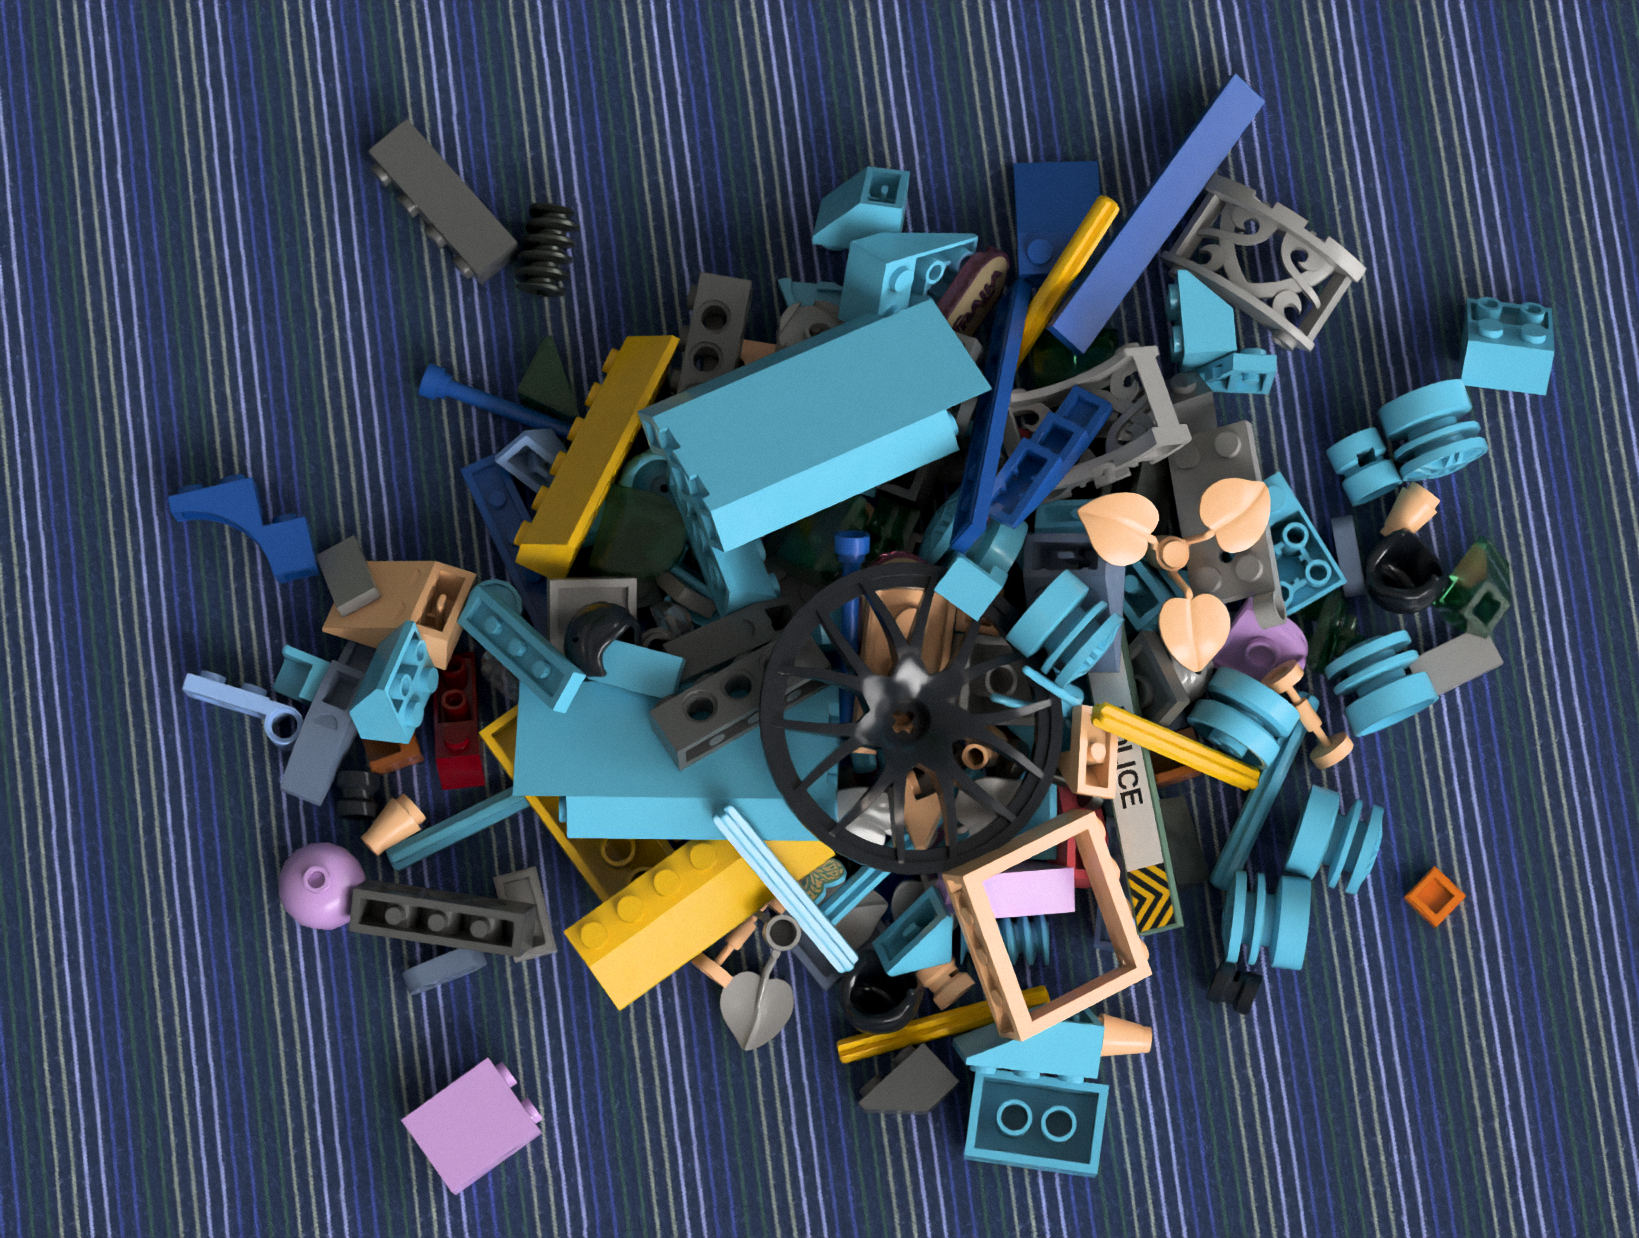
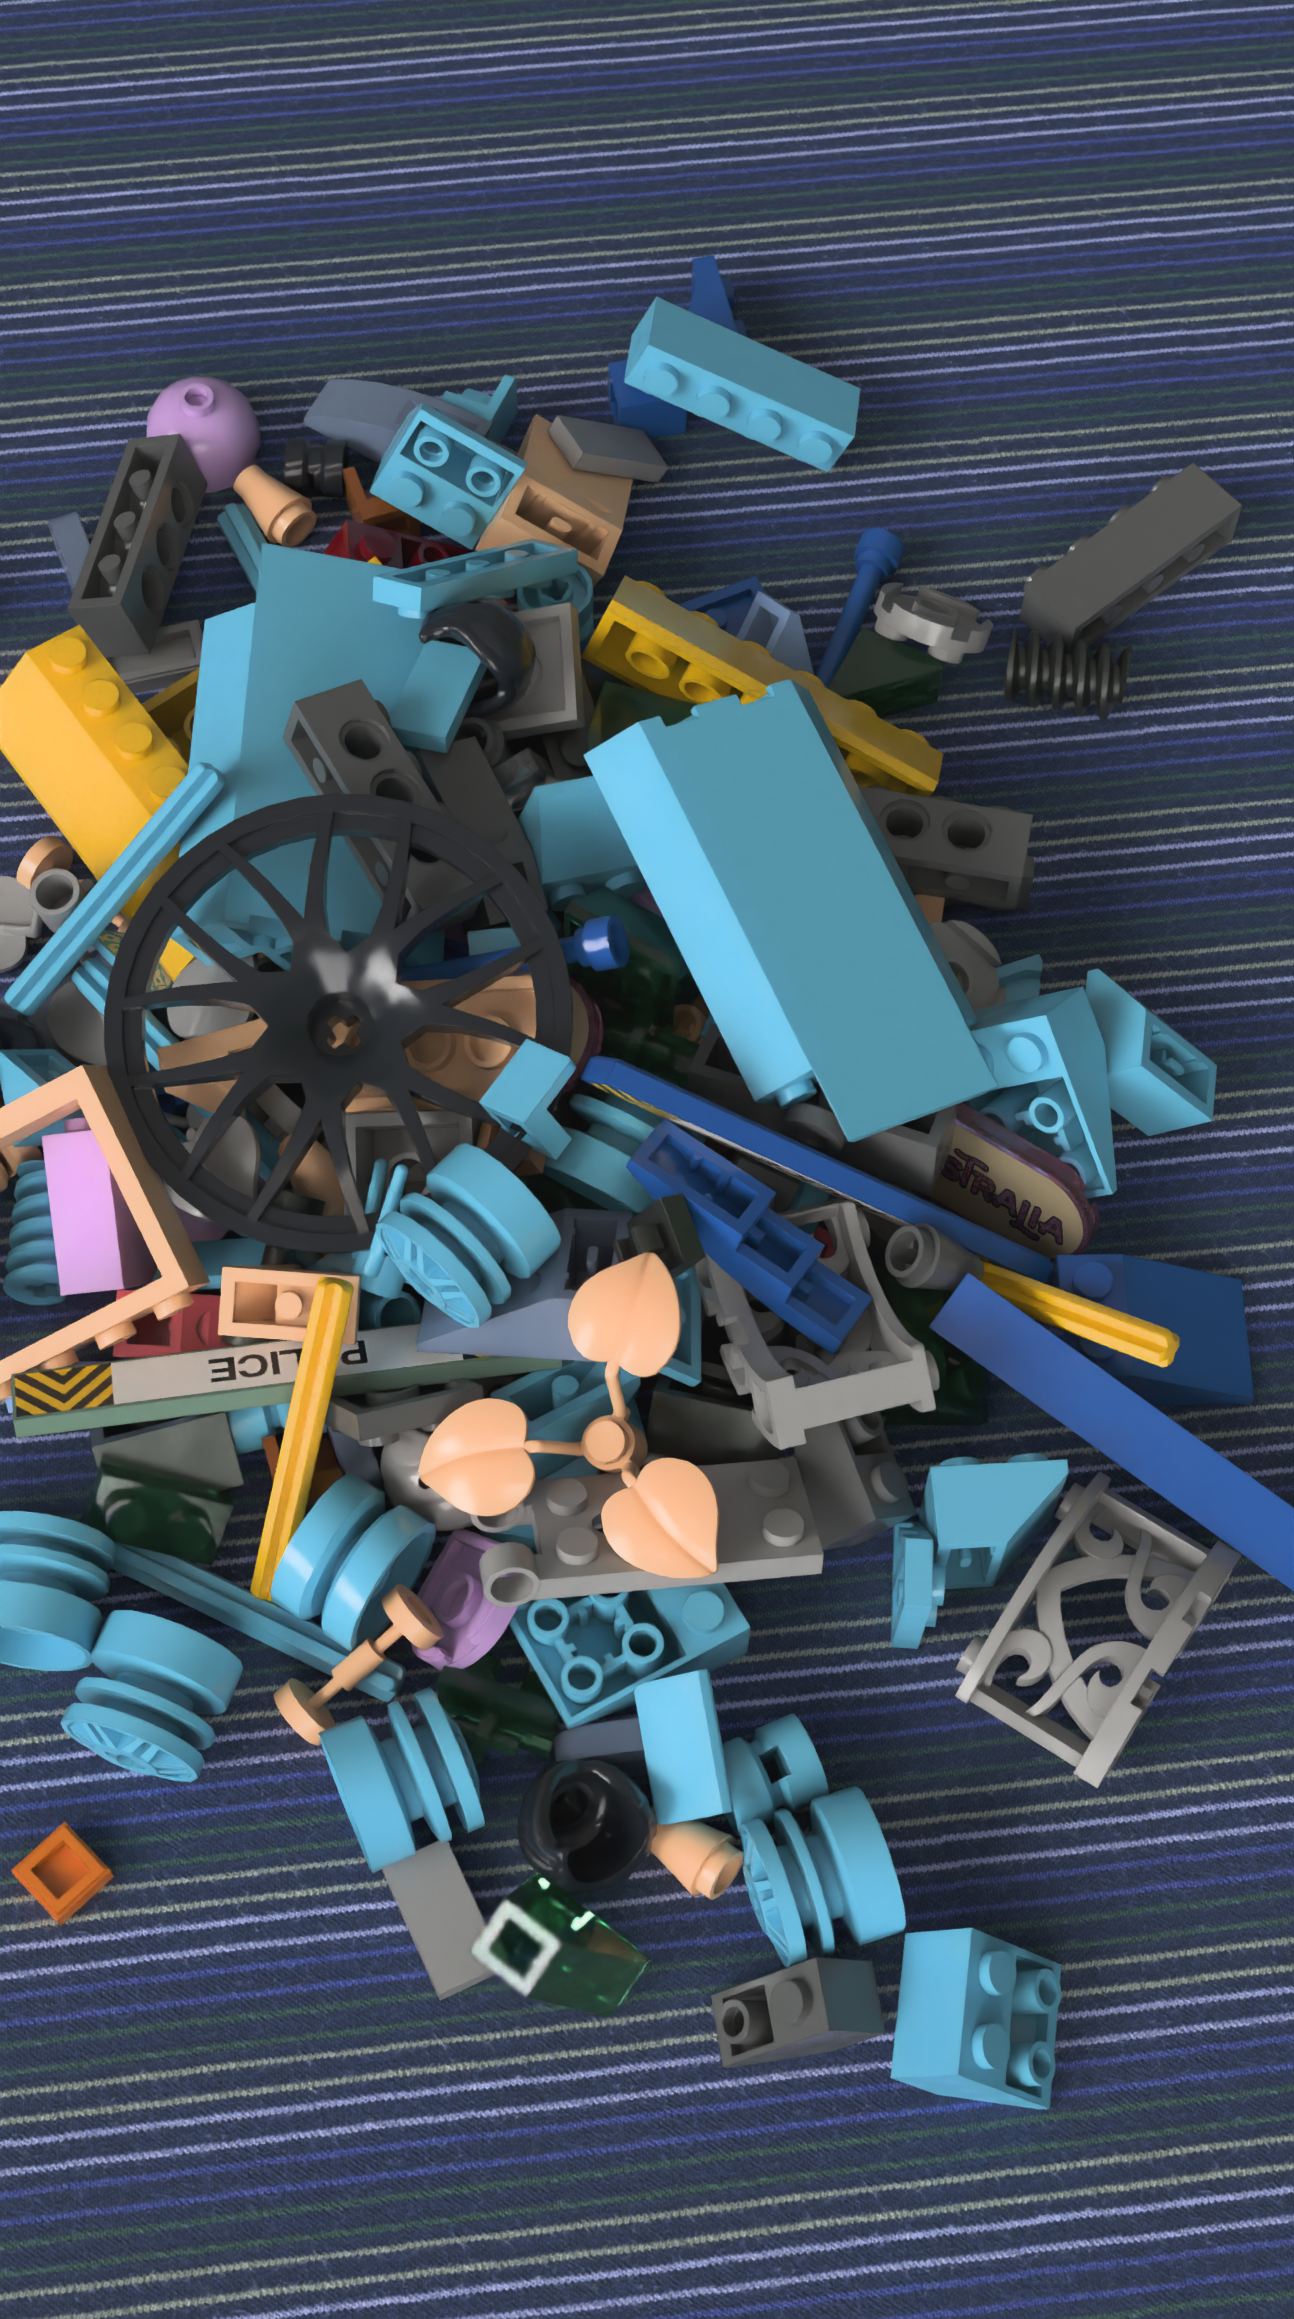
camera: 85 degrees right, 15 degrees down
(247, 700) = (450, 346): light blue plate -> none
(306, 473) = (742, 385): none -> medium azure brick
(522, 336) = (931, 619): none -> light grey plate
(1038, 351) = (928, 1259): none -> dark grey cone
(1058, 509) = (667, 1232): none -> pearl dark grey tile
(1209, 848) = (157, 1513): none -> clear green plate
(1359, 510) = (683, 1748): none -> medium azure slope
(1510, 451) = (798, 2012): none -> dark grey slope

